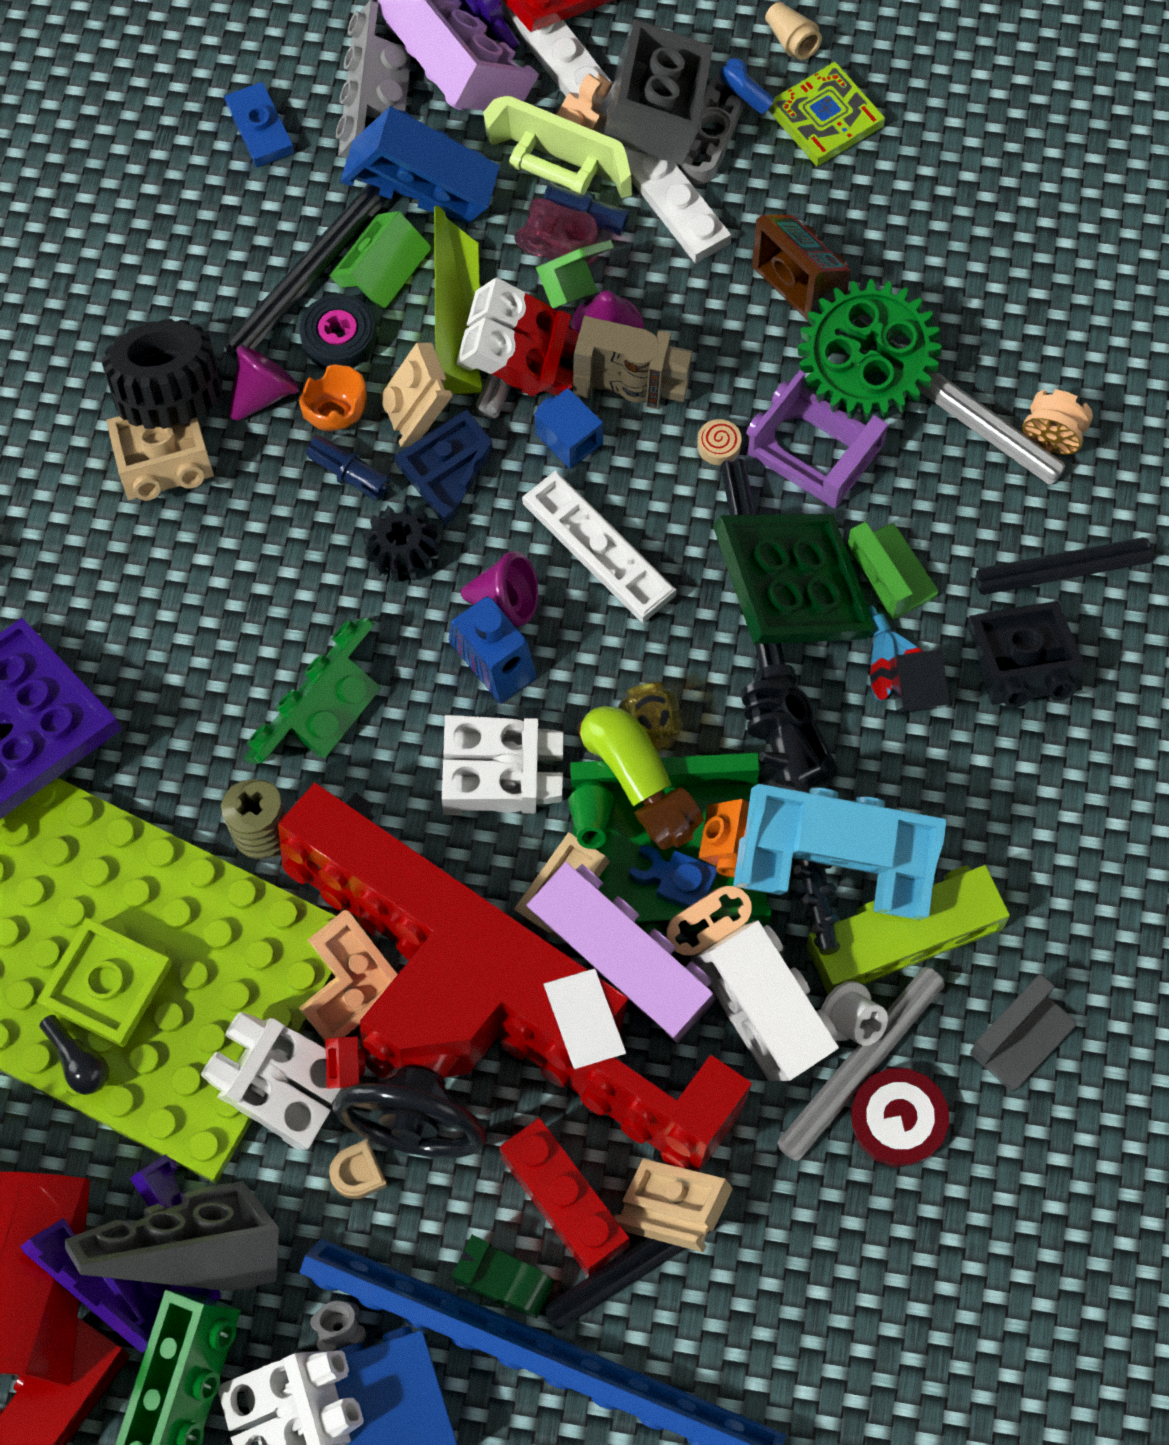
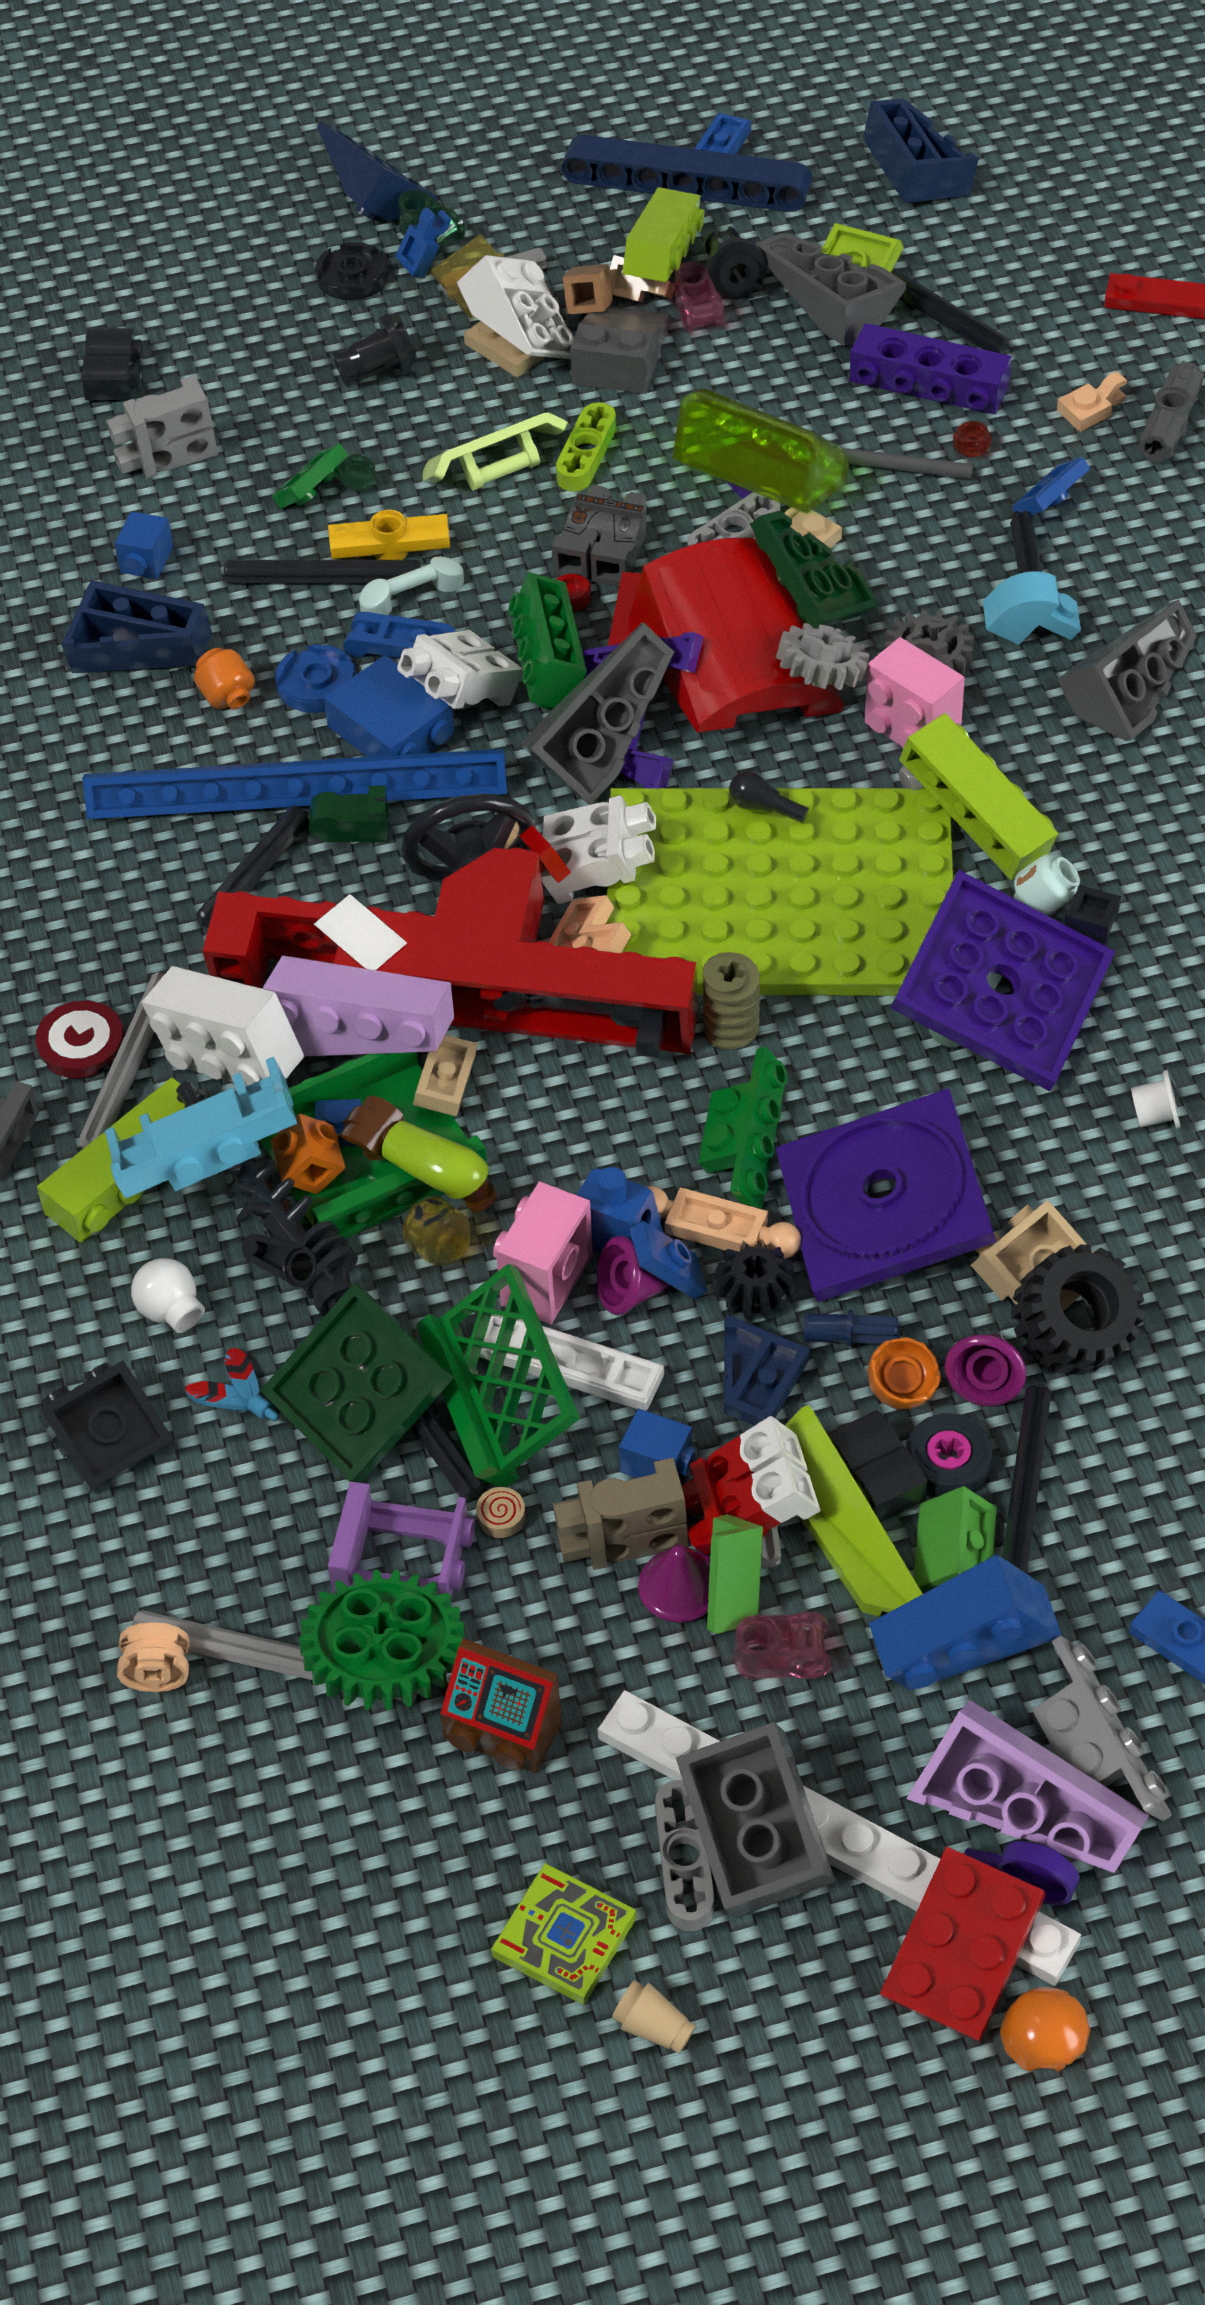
camera: 155 degrees right, 15 degrees down
(104, 982) = (776, 849): lime plate -> none
(204, 594) = (924, 1220): none -> dark purple piece
(335, 1315) = (461, 735): light grey plate -> none
(399, 325) = (880, 1465): none -> black brick
(400, 618) = (722, 1222): none -> light nougat plate
(416, 394) = (820, 1394): tan plate -> none
(468, 575) = (668, 1260): none -> blue plate
(494, 765) = (553, 1137): white hips -> none
(538, 129) = (848, 1733): yellowish green piece -> none
(564, 1197) = (324, 869): red brick -> none
(573, 627) = (548, 1246): none -> bright pink brick
(585, 107) = (835, 1783): light nougat plate -> none
(591, 811) = (444, 1116): green cone -> none
(606, 215) = (771, 1689): dark blue pin -> none
(673, 1204) = (223, 876): tan plate -> none
(701, 556) = (471, 1400): none -> green fence
(702, 910) = (306, 1067): light nougat beam -> none
(735, 78) = (669, 1892): blue arm -> none
(855, 1014) = (143, 1072): white piece -> none
(891, 568) = (271, 1459): bright green panel -> none
(919, 681) = (195, 1344): black panel -> none
(922, 764) = (167, 1294): none -> white piece
(1063, 565) = (97, 1535): black axle -> none

